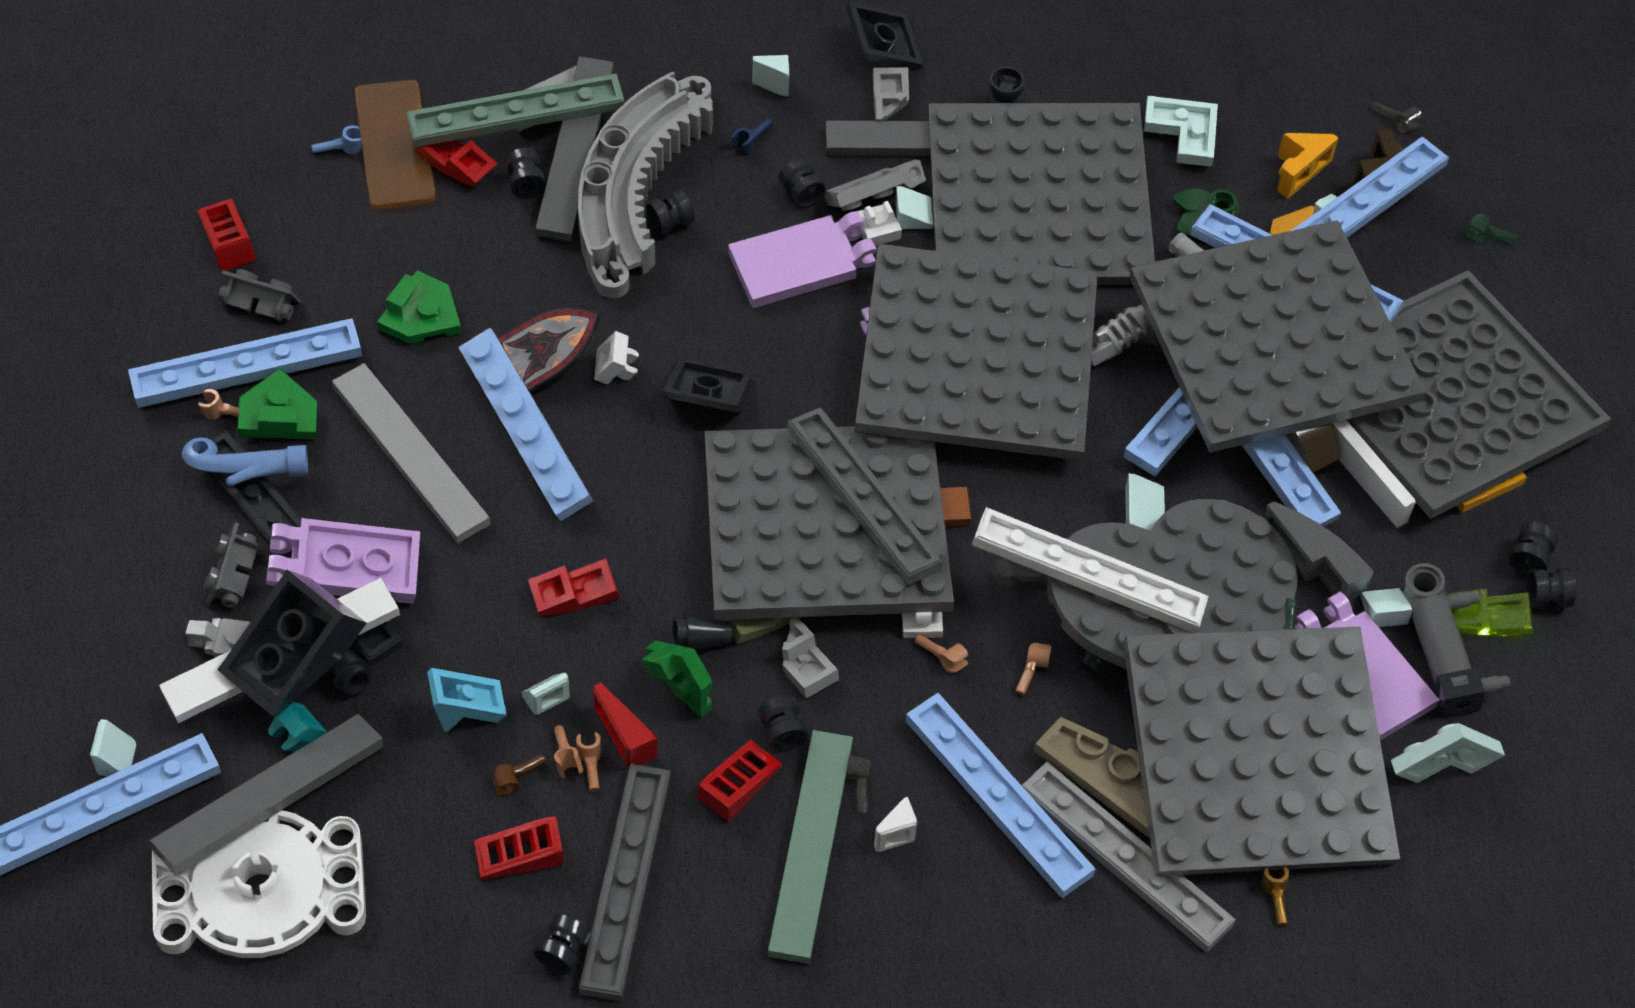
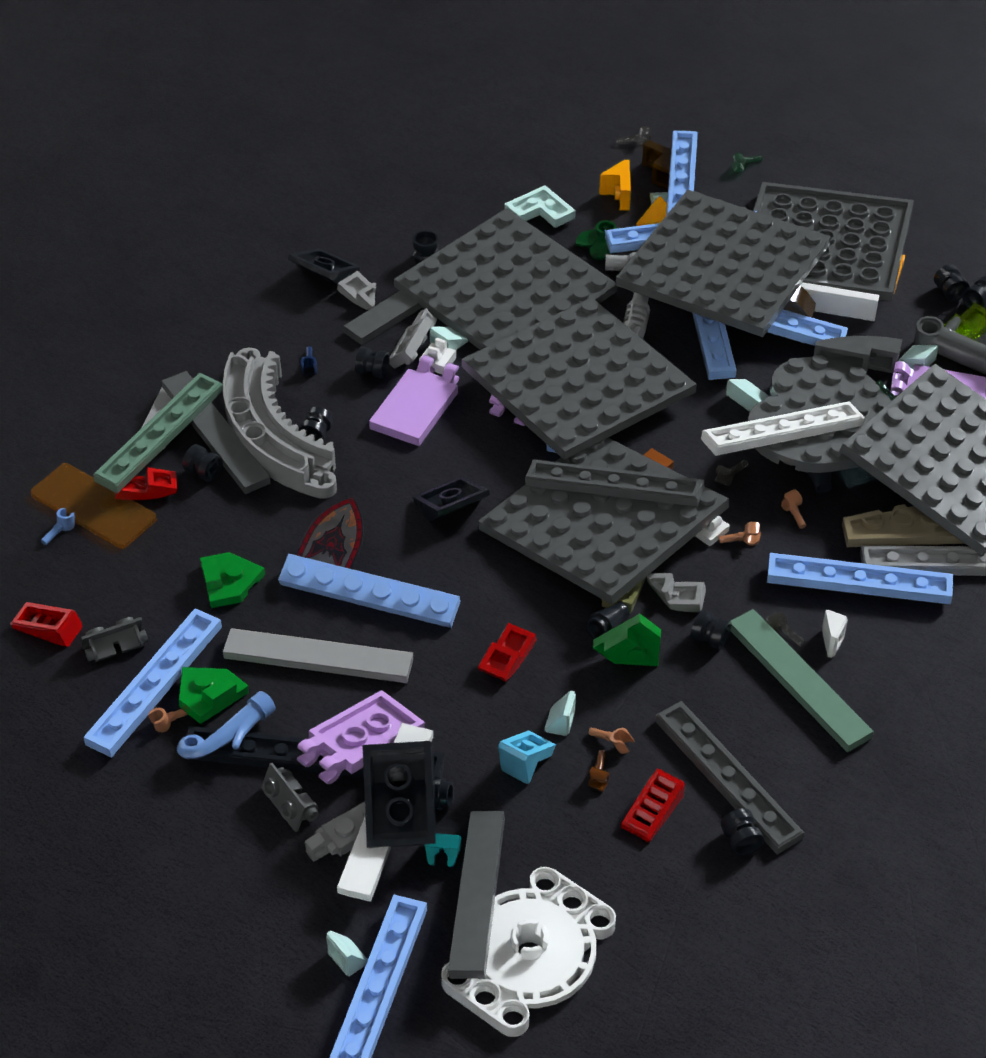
camera: 40 degrees left, 10 degrees down
(590, 755) = (624, 722): nougat hand -> none
(613, 359) = (379, 520): white tile -> none
(629, 735) = (629, 698): red slope -> none
(729, 806) = (725, 694): red slope -> none
(772, 73) = (285, 321): light aqua slope -> none

